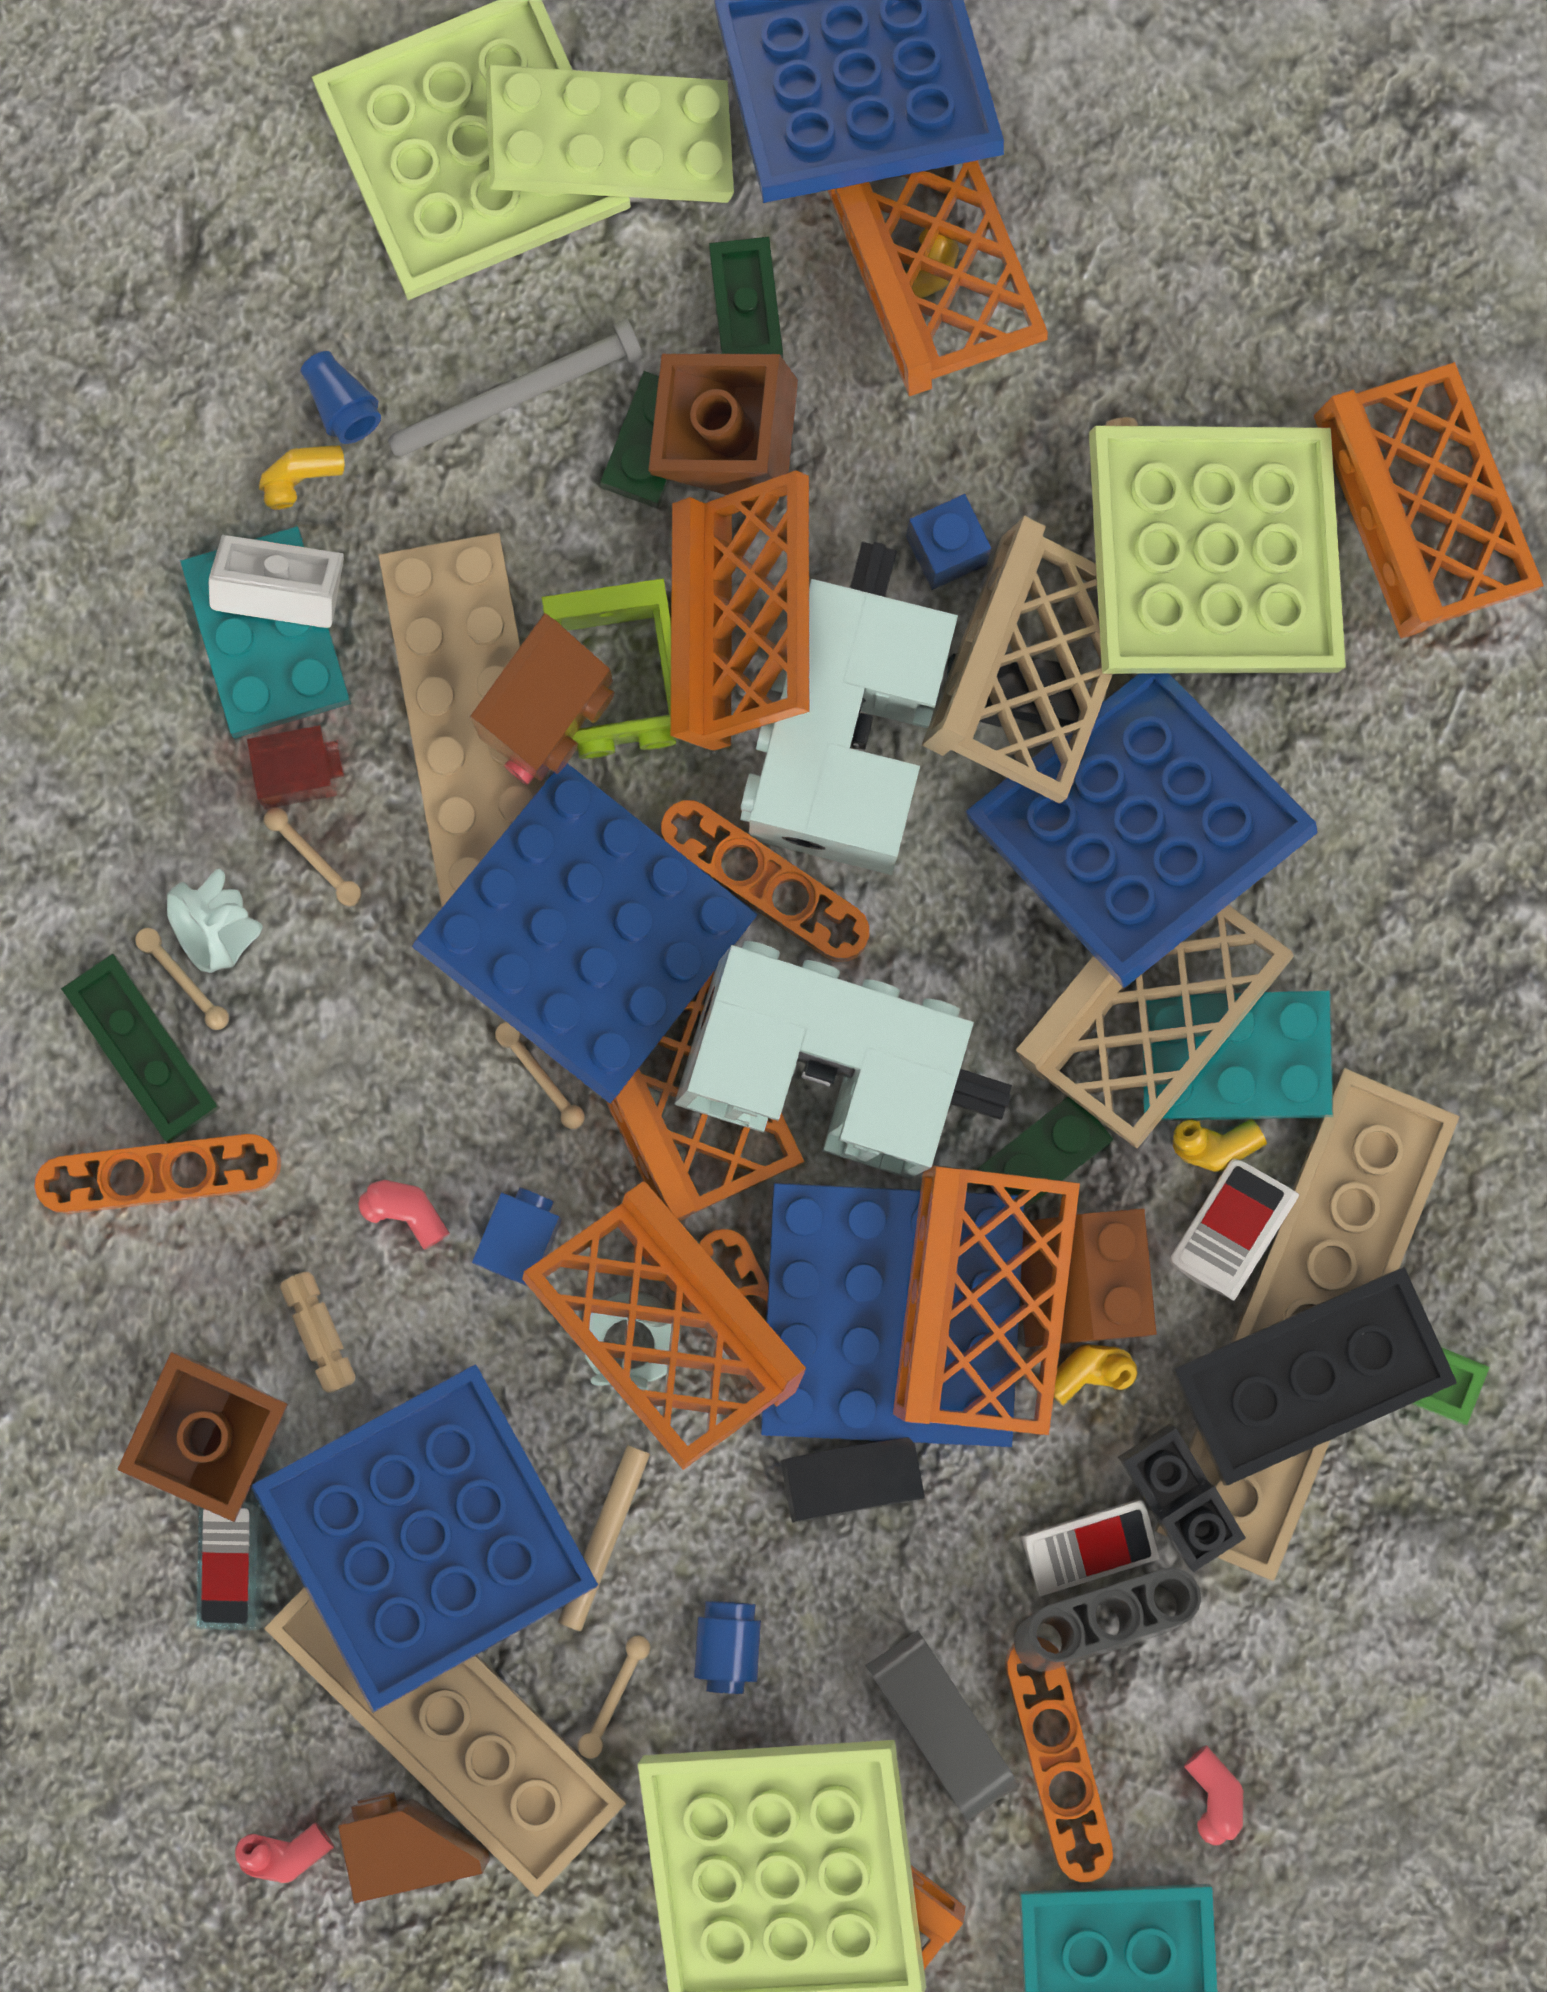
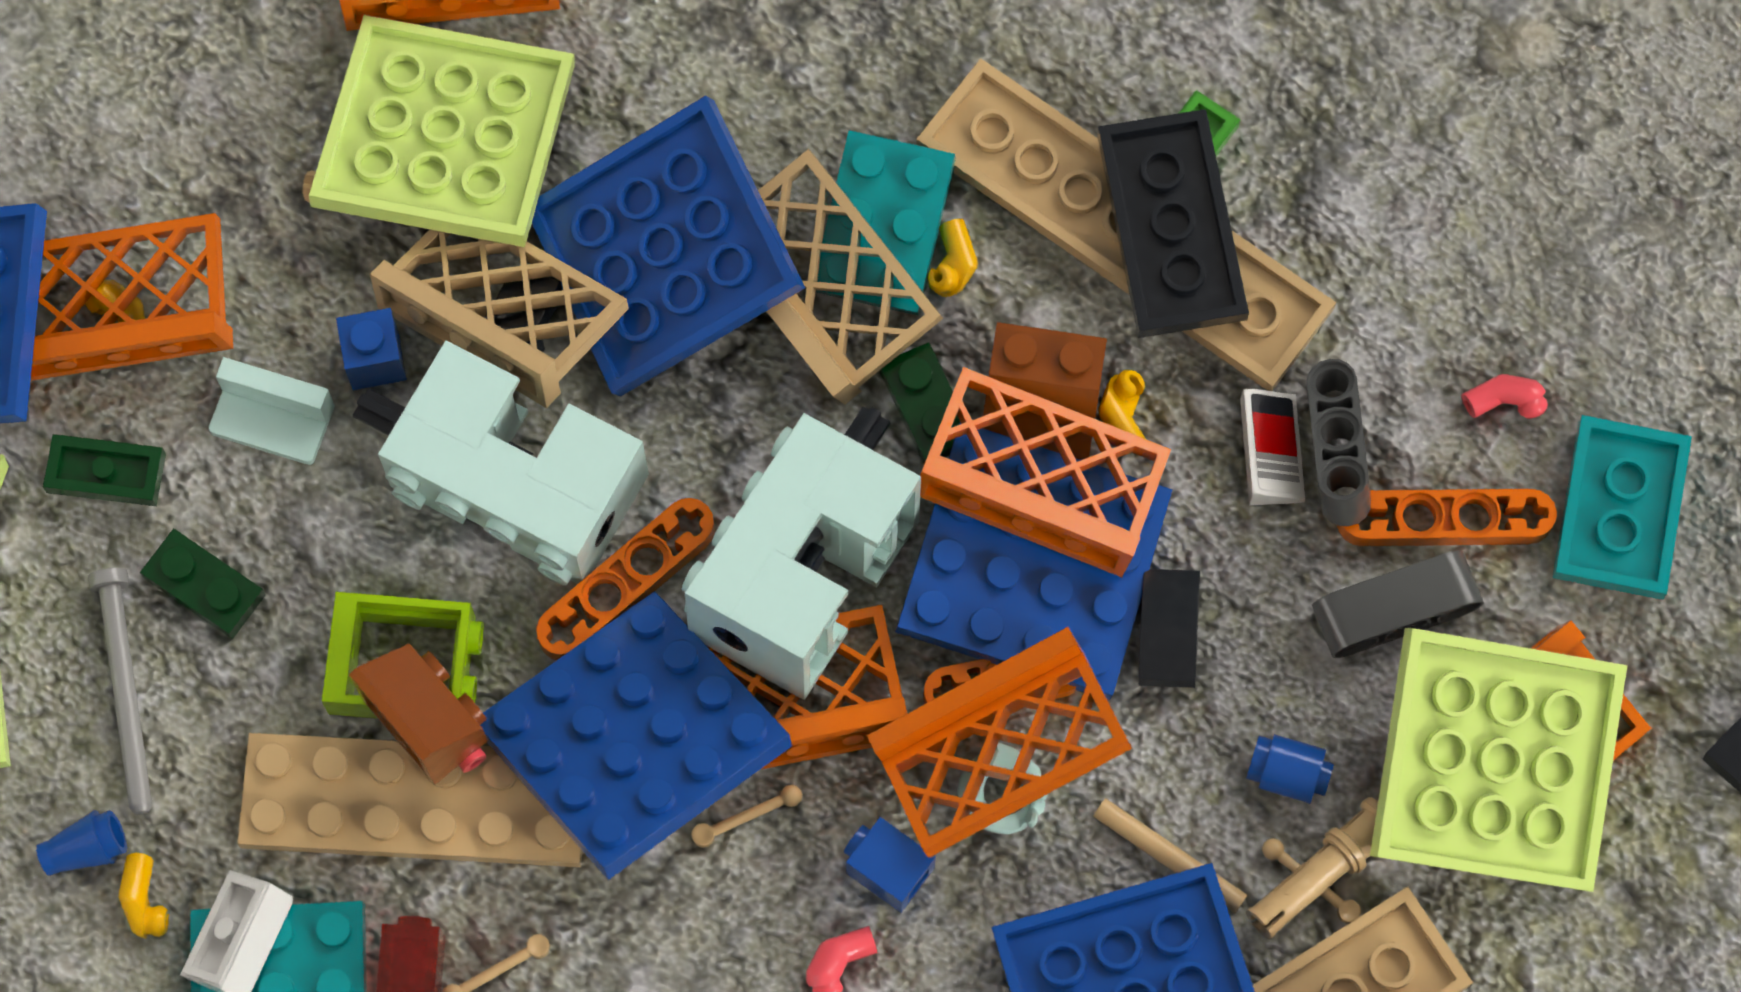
camera: 70 degrees left, 10 degrees down
(647, 1724) = (1342, 852): none -> tan pin
(707, 613) = (390, 568): orange fence -> none
(723, 420) = (209, 510): dark orange slope -> none
(853, 457) = (271, 411): none -> light aqua panel
(1181, 1497) = (1249, 357): black slope -> none
(1233, 1228) = (1031, 261): slope -> none

